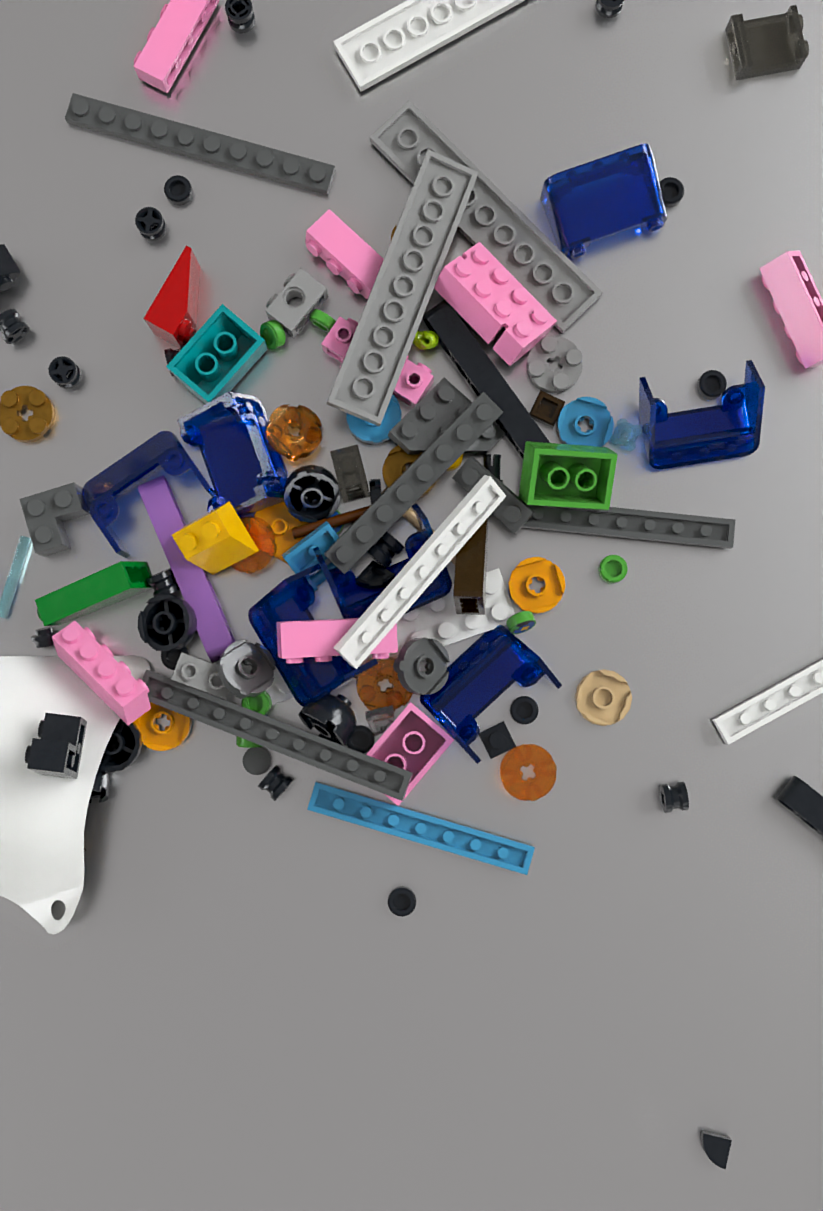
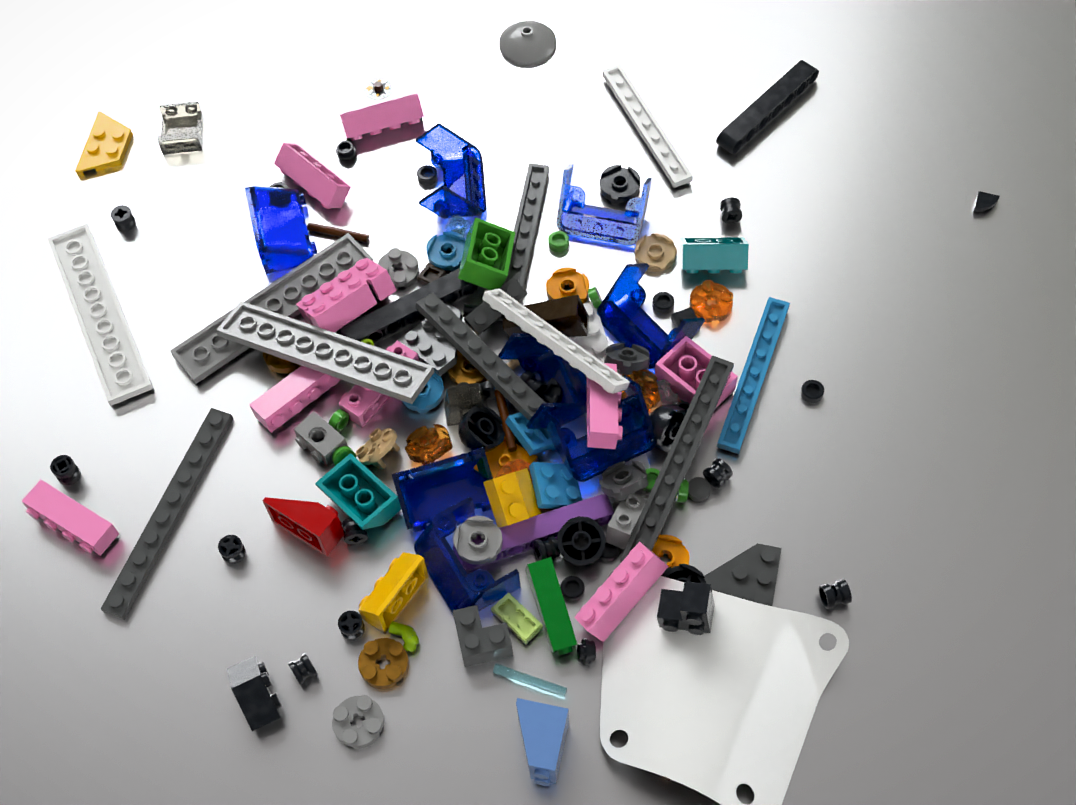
camera: 85 degrees left, 25 degrees down
(58, 437) = (407, 633): none -> lime arm
(82, 556) = (517, 617): none -> yellowish green plate
(102, 411) = (393, 591): none -> yellow slope
(123, 617) = (572, 588): none -> black tile
(127, 927) = (835, 594): none -> black wheel
(141, 816) = (748, 575): none -> dark grey plate
(148, 491) = (470, 530): none -> light grey plate
(178, 190) = (205, 529): black tile -> none
(242, 586) = (554, 485): none -> dark azure plate
(286, 371) = (377, 446): none -> tan plate
(602, 775) = (714, 254): none -> teal slope
(609, 278) = (337, 231): none -> reddish brown bar
(649, 618) = (598, 222): none -> clear blue windscreen
(691, 230) = (312, 175): none -> bright pink brick
(695, 642) = (616, 193): none -> plate
(744, 270) = (345, 150): none -> black plate

